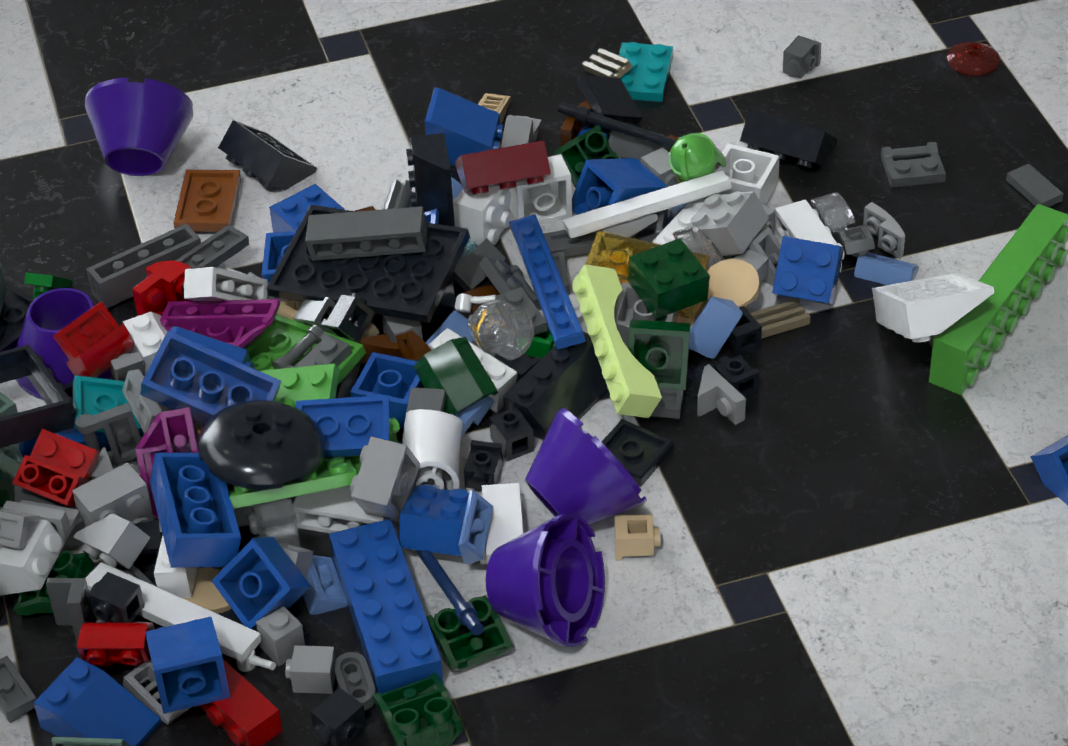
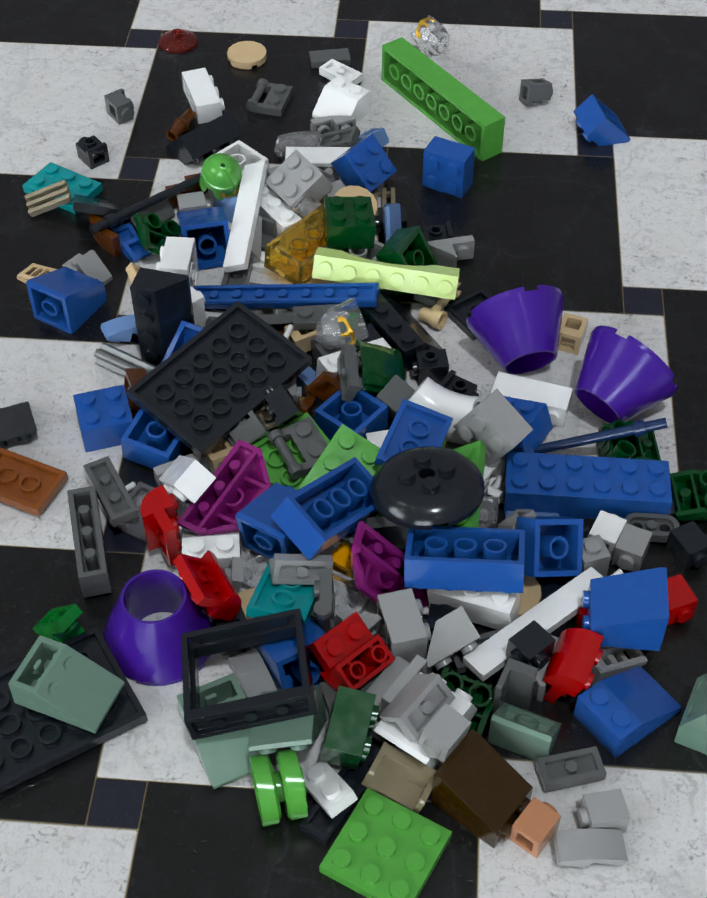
camera: 70 degrees left, 5 degrees up
(40, 639) = (523, 731): none -> sand green slope
(326, 633) = (609, 528): none -> white brick
(367, 233) = (202, 359): dark grey brick -> none
(406, 357) = (348, 373): none -> dark grey plate
(475, 528) = (556, 412): medium blue slope -> none
(503, 167) = (175, 251): dark red slope -> none
(601, 413) = (436, 316): none -> tan brick
(711, 60) = (90, 145): none -> black brick
(806, 113) = (181, 125): none -> reddish brown axle
(860, 342) = (448, 166): none -> blue brick
(868, 109) = (202, 95): none -> white brick
(927, 304) = (450, 114): white slope -> none
(937, 223) = (342, 99): none -> white slope
(985, 118) = (246, 54): none -> tan tile
(1003, 204) = (336, 69): none -> white plate

